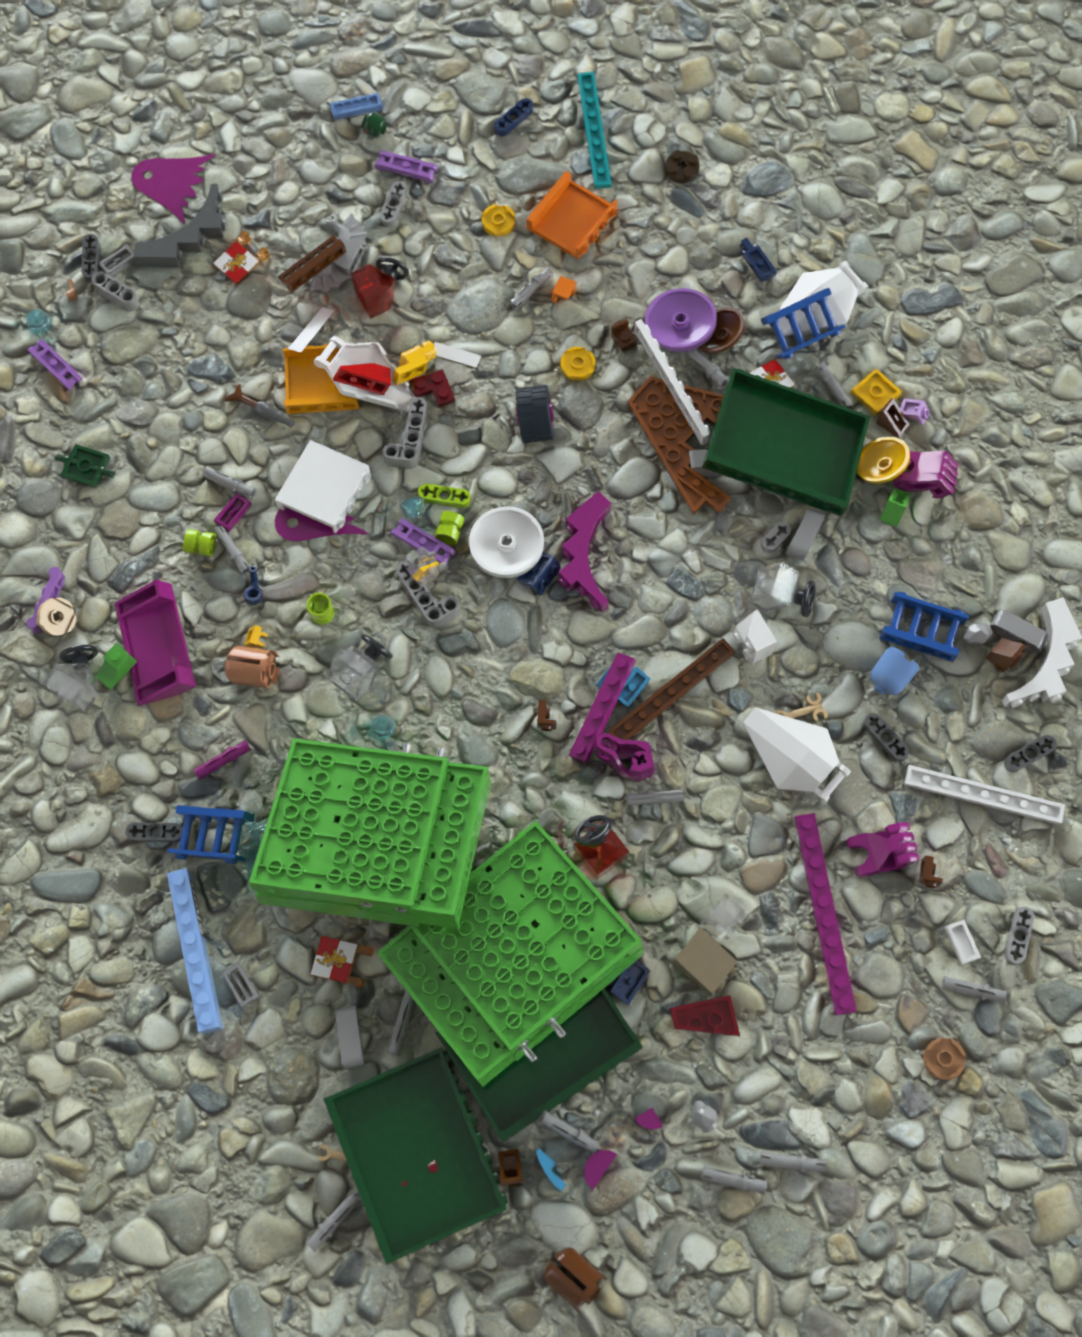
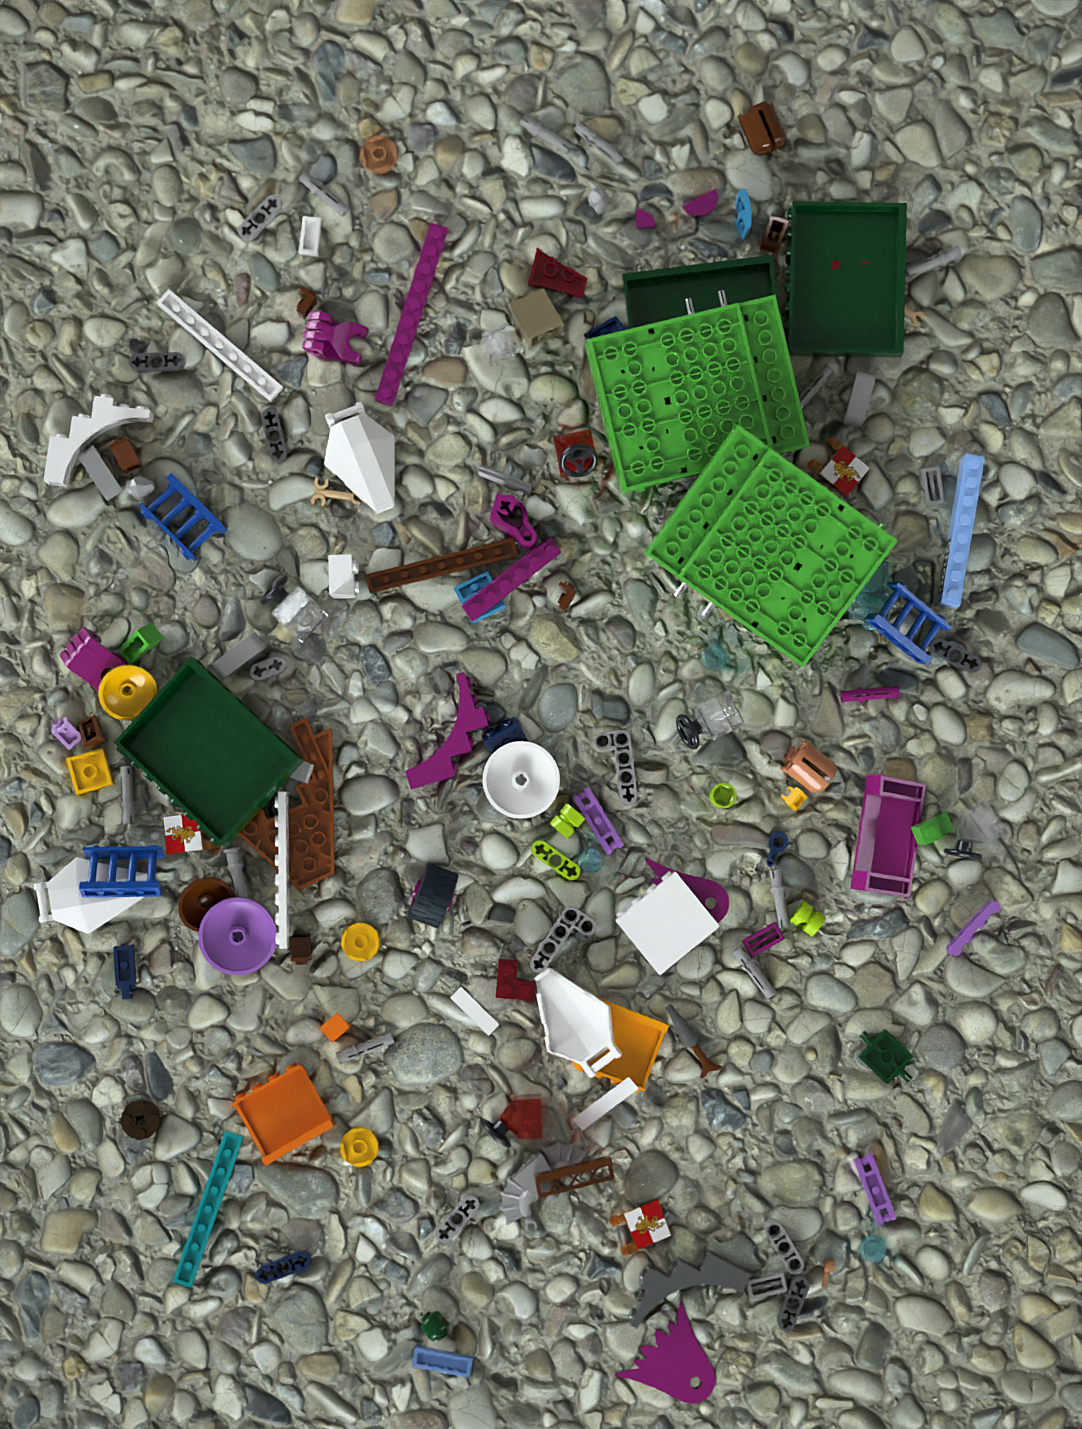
camera: 160 degrees left, 15 degrees up
(46, 620) = (976, 910): tan plate -> none
(368, 377) = (571, 1011): red slope -> none
(406, 166) = (424, 1258): medium lavender plate -> none
(414, 362) = (520, 1015): yellow plate -> none
(424, 566) = (609, 786): clear hips -> none
(576, 1136) = (709, 232): light grey pin -> none
(892, 672) = (237, 485): medium blue cylinder -> none

